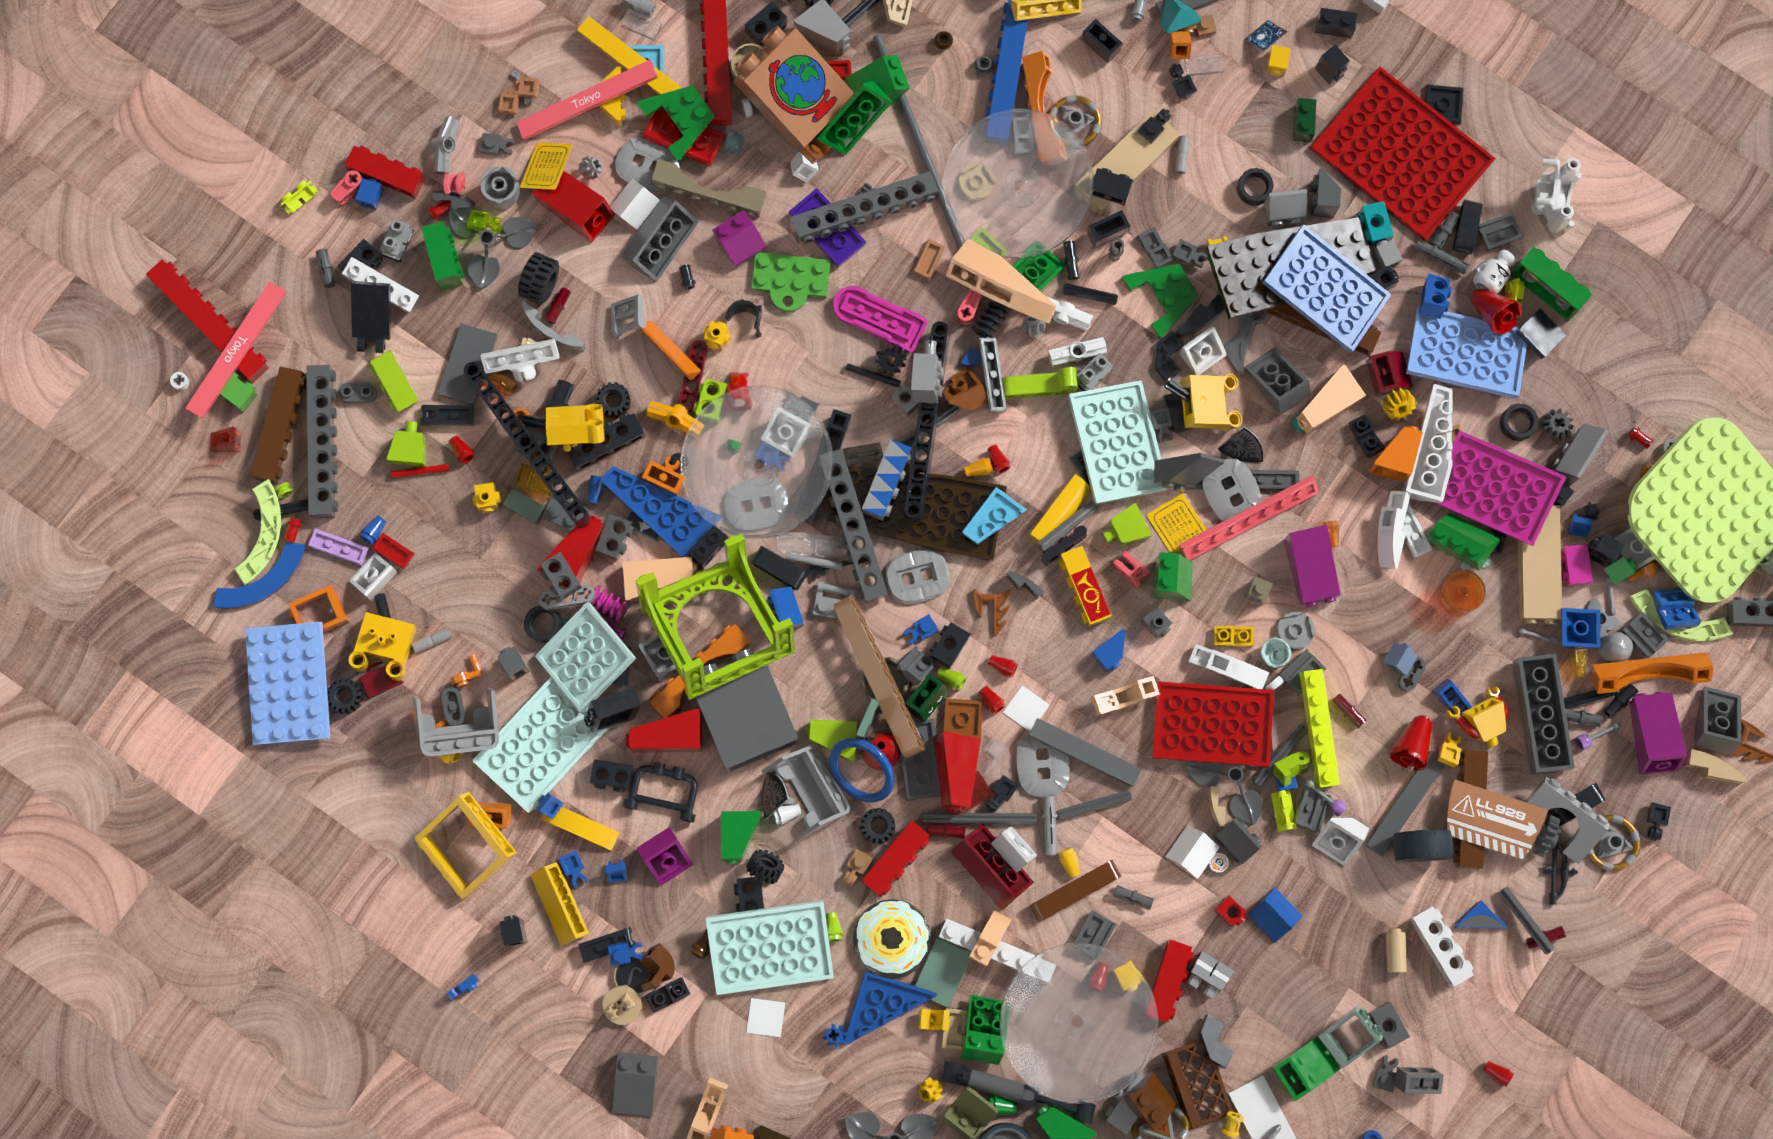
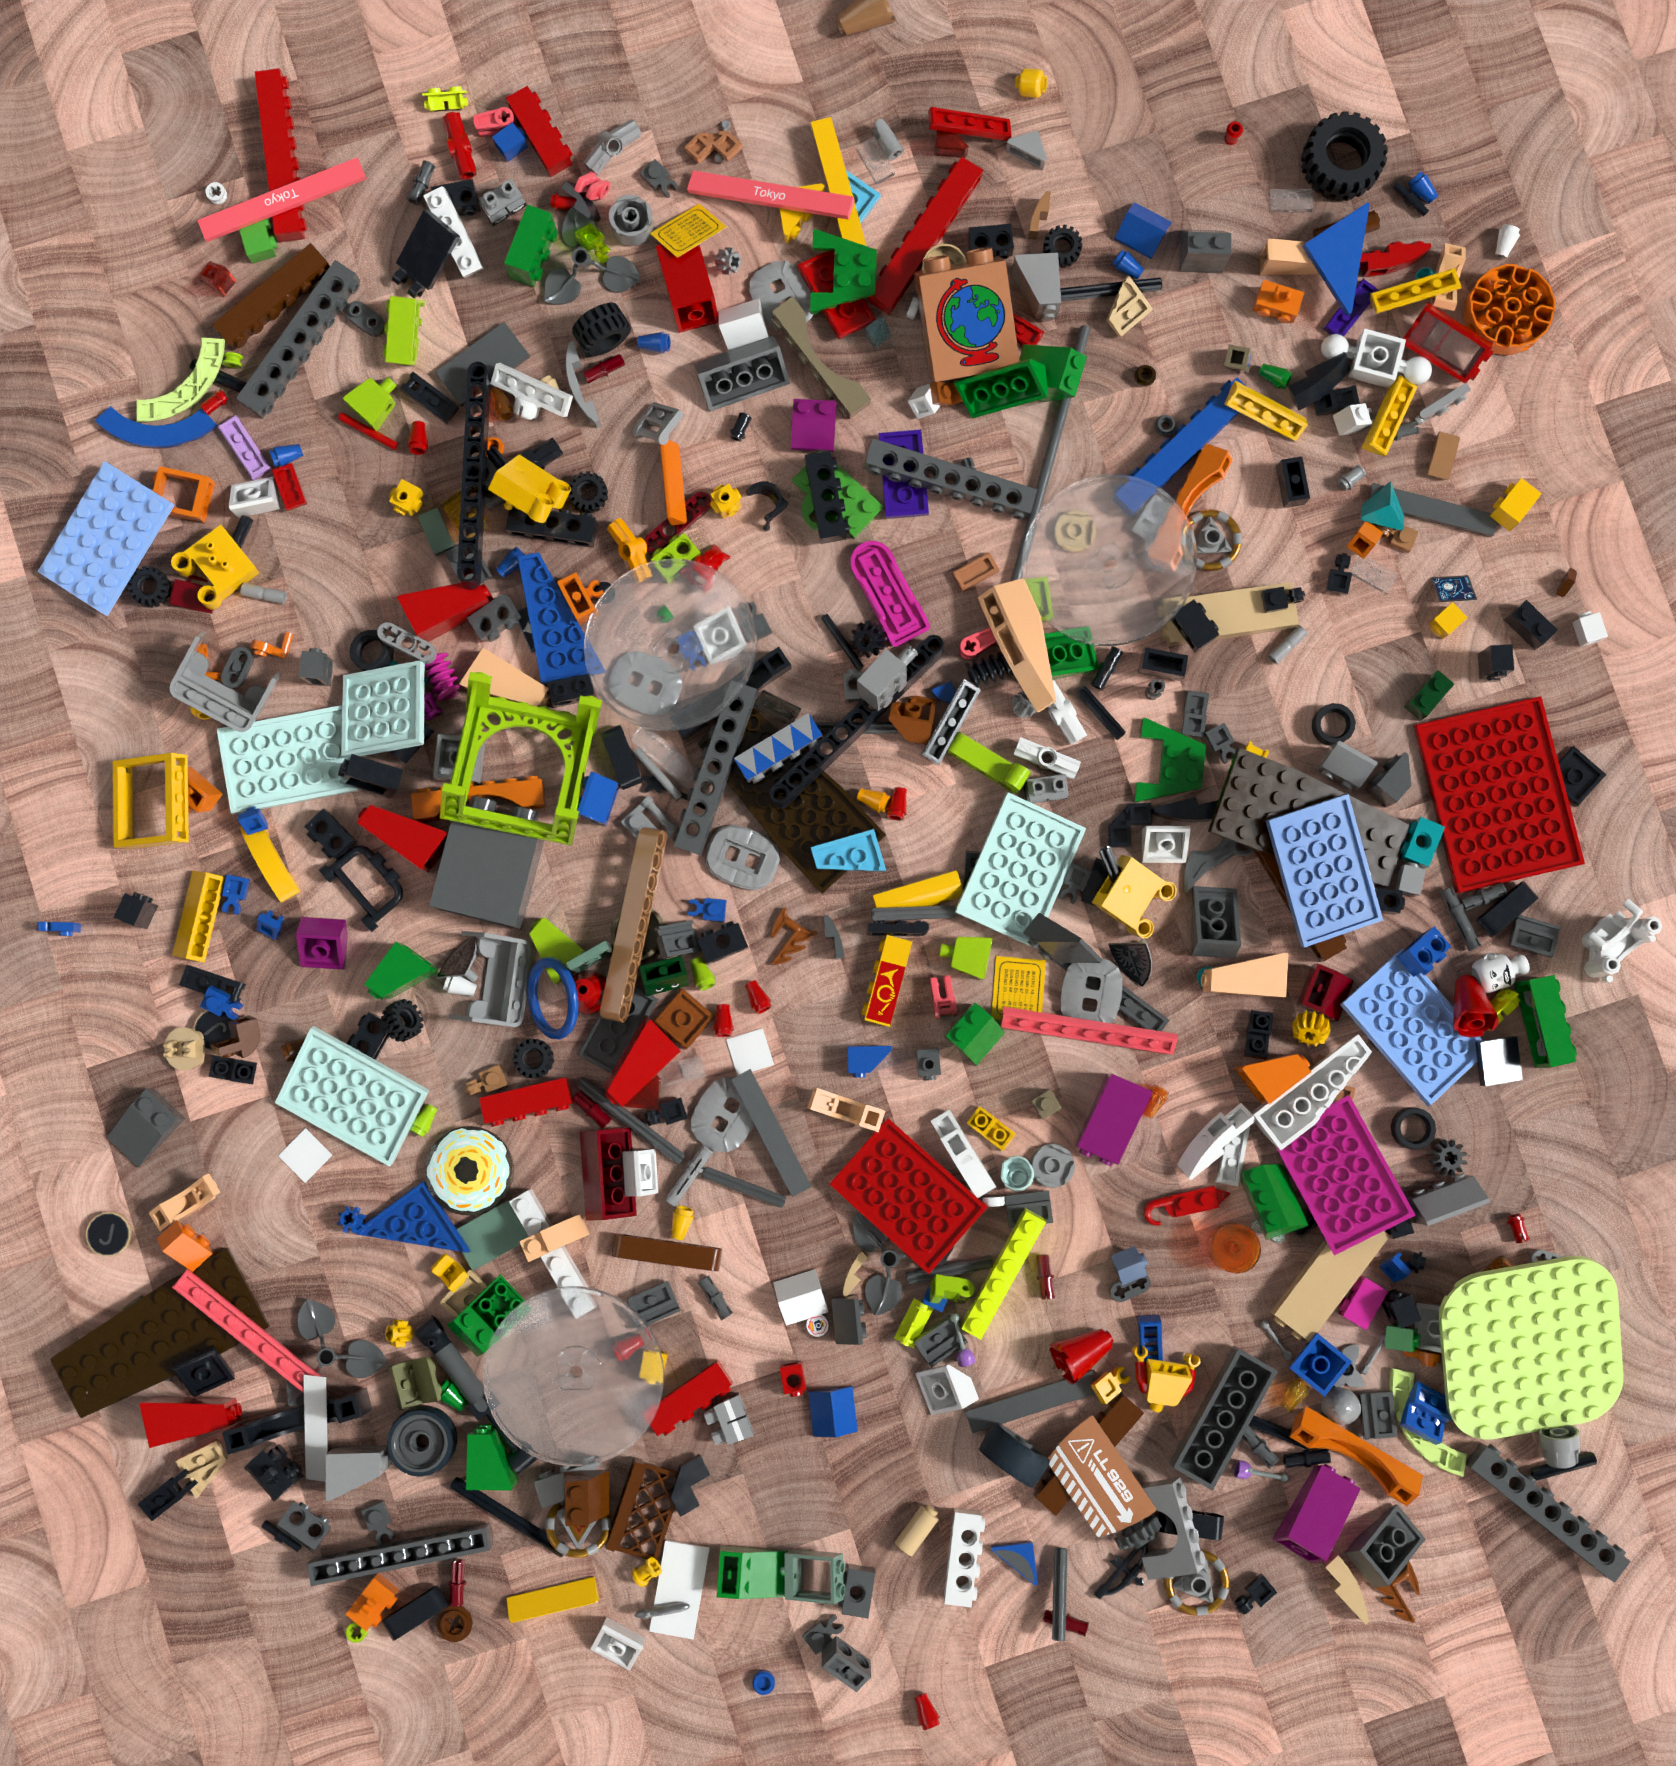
camera: 40 degrees right, 5 degrees up
(334, 222) = (459, 145): none -> red piece
(564, 574) = (416, 618): dark grey brick -> none
(580, 261) = (655, 342): none -> blue cone
(805, 304) = (816, 464): none -> black brick
(1406, 587) = (1186, 1203): none -> red plate

